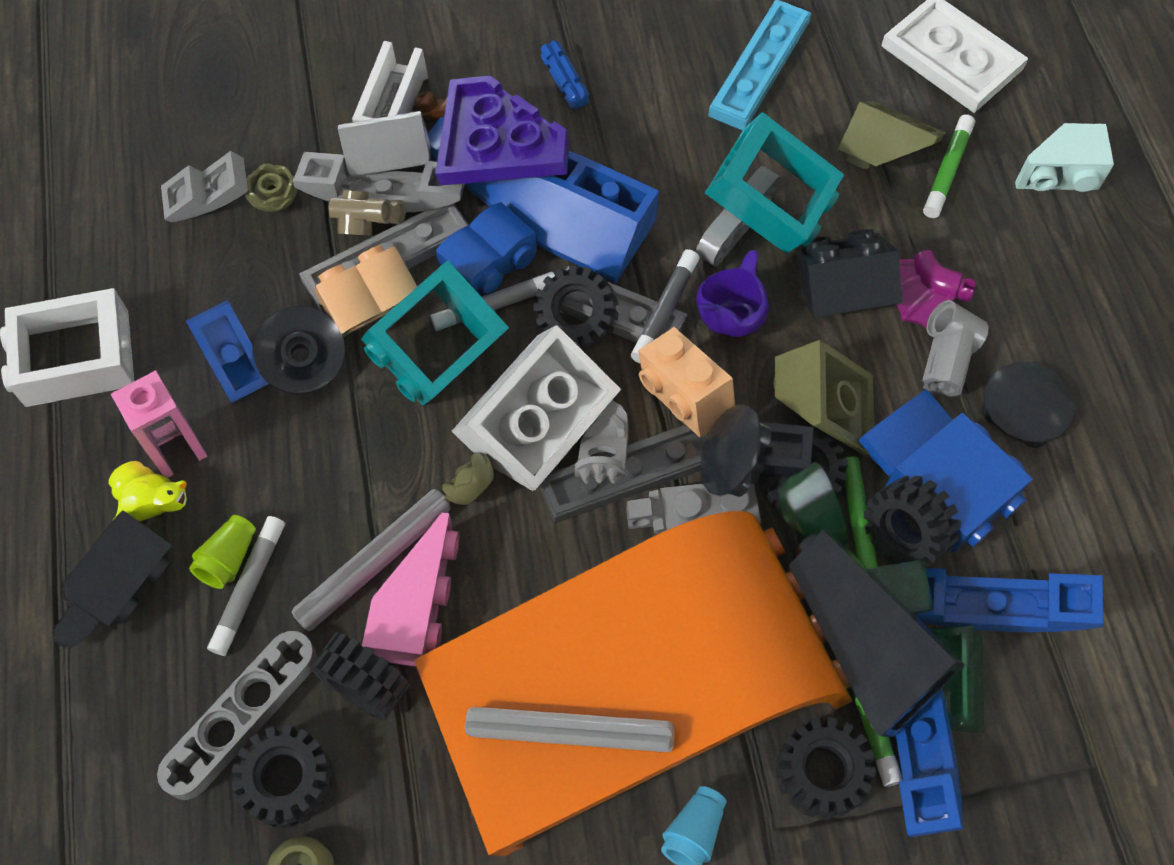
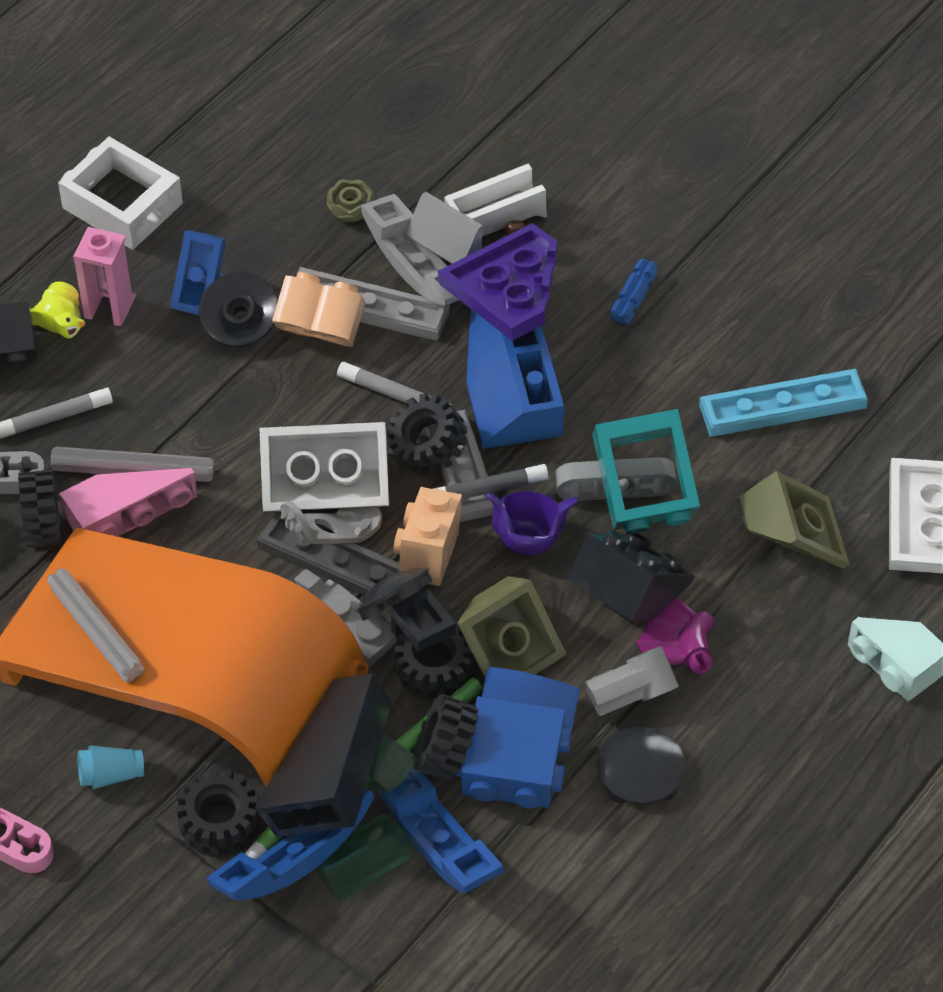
camera: 50 degrees right, 10 degrees down
(198, 192) = (310, 167): light grey slope -> none
(222, 554) = (57, 383): lime cone -> none
(358, 212) = (378, 262): dark tan plate -> none
(464, 303) = (302, 403): teal window -> none
(469, 480) = (236, 472): olive plate -> none
(489, 248) = (425, 353): blue brick -> none
(811, 505) = (396, 669): clear green slope -> none
(949, 166) = (816, 585): bright green bar -> none

